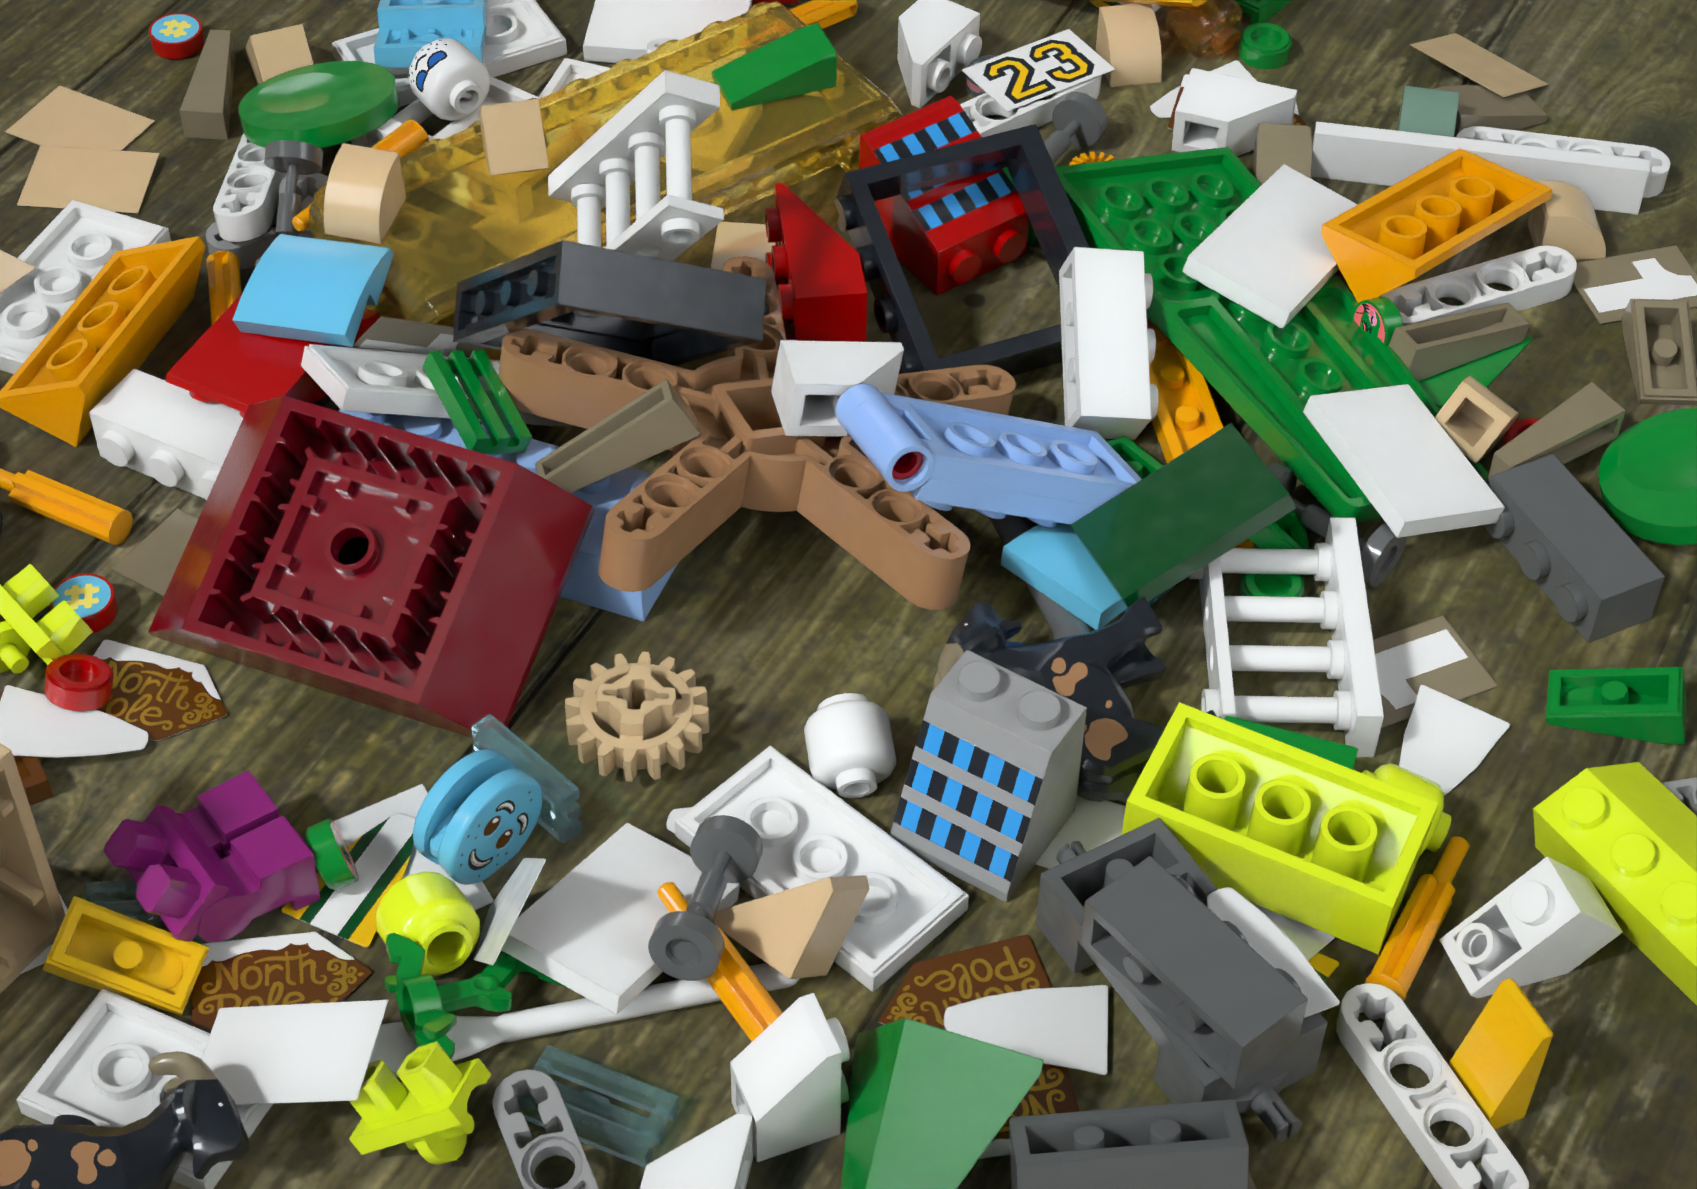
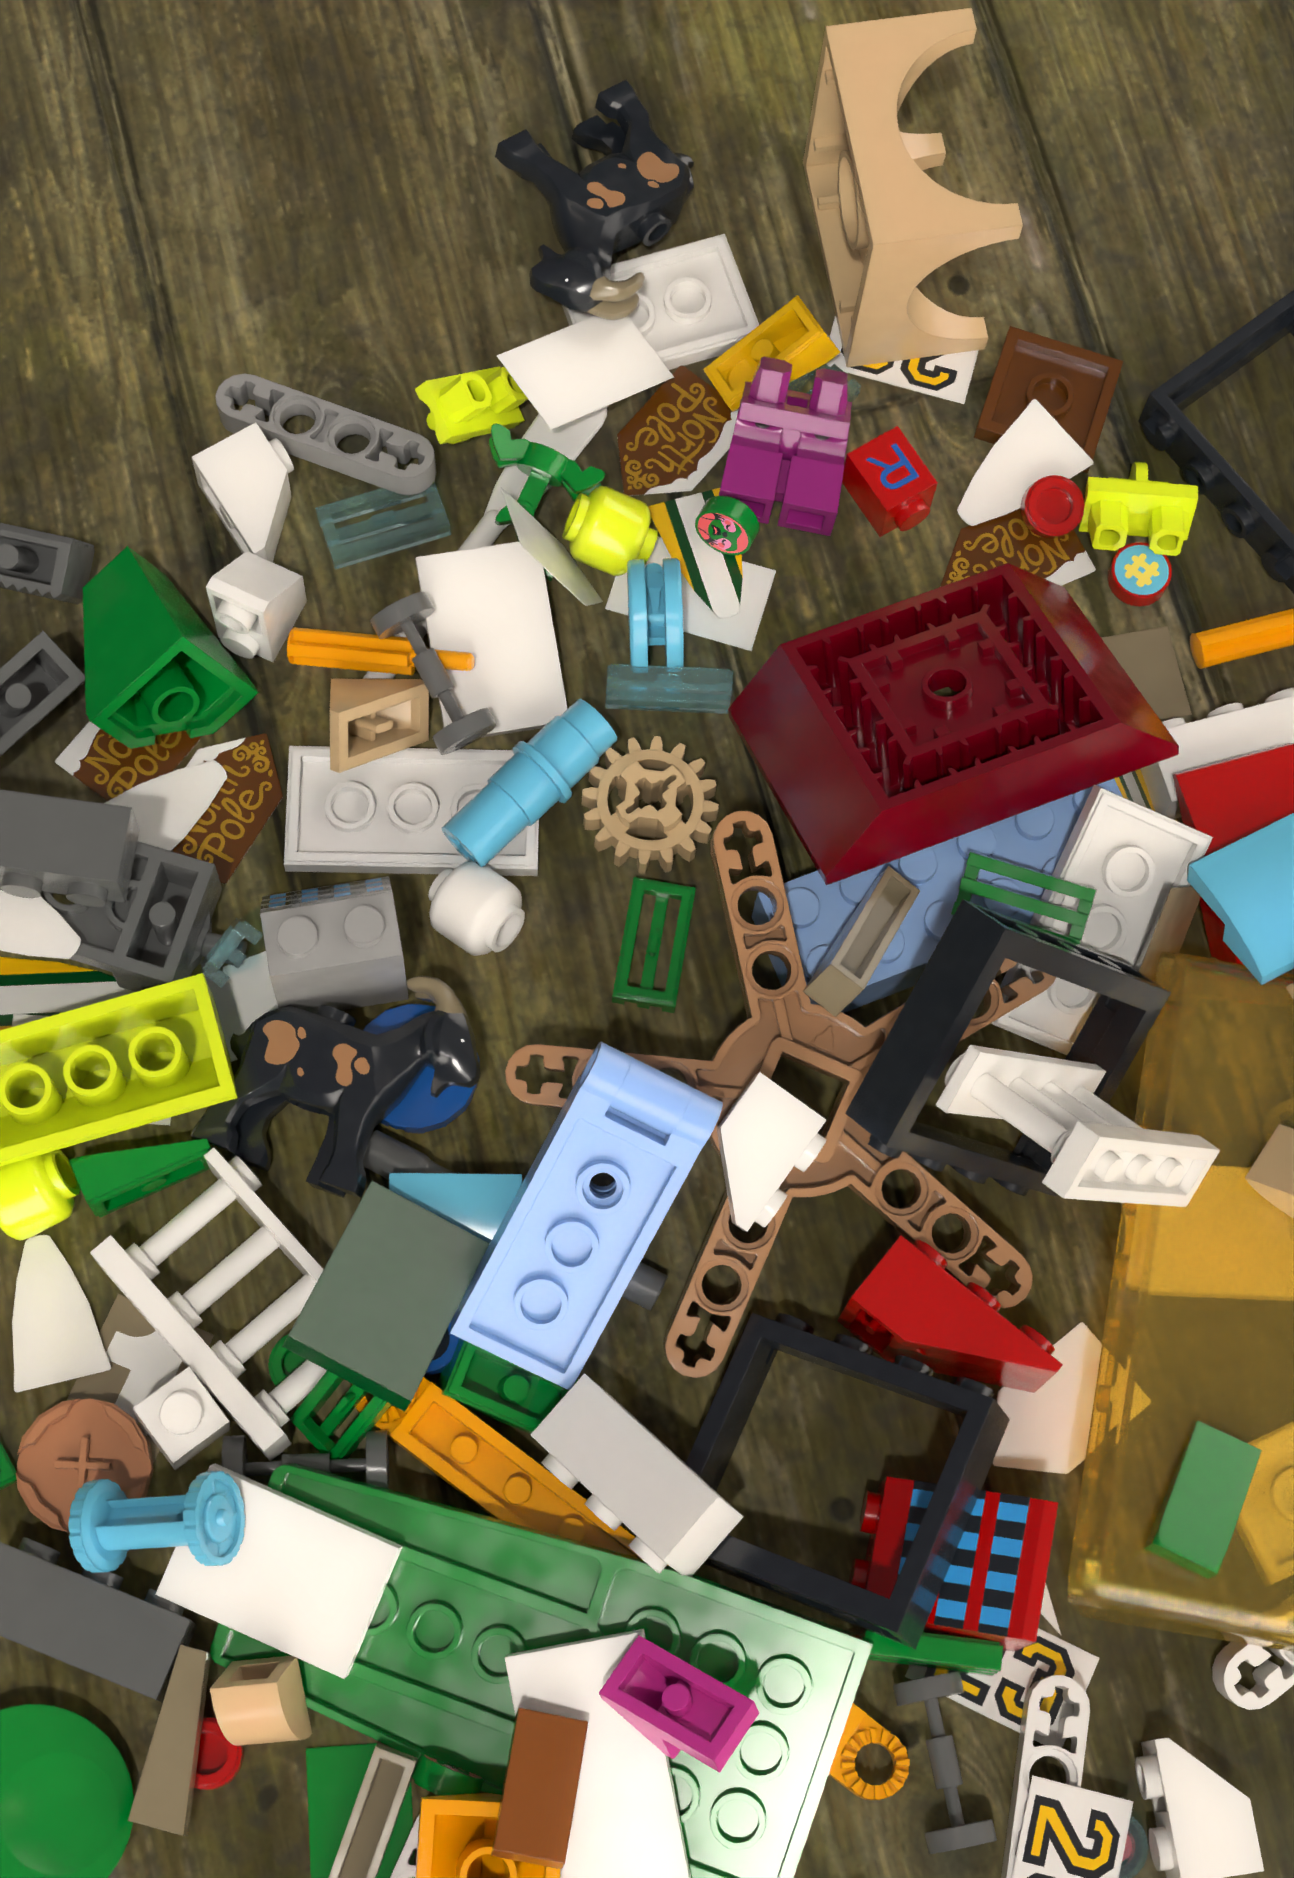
camera: 130 degrees right, 25 degrees up
(167, 773) = (889, 482): none -> red brick
(717, 771) = (530, 782): none -> medium azure piece
(745, 652) = (645, 995): none -> green tile
(1097, 743) = (228, 948): none -> clear light blue tile
(1204, 192) = (678, 1705): none -> dark pink slope
(1332, 229) = (539, 1788): none -> dark orange tile
(1399, 593) = (181, 1418): none -> white brick
(1476, 514) = (205, 1519): none -> medium azure hose
(1492, 640) = (78, 1445): none -> nougat tile

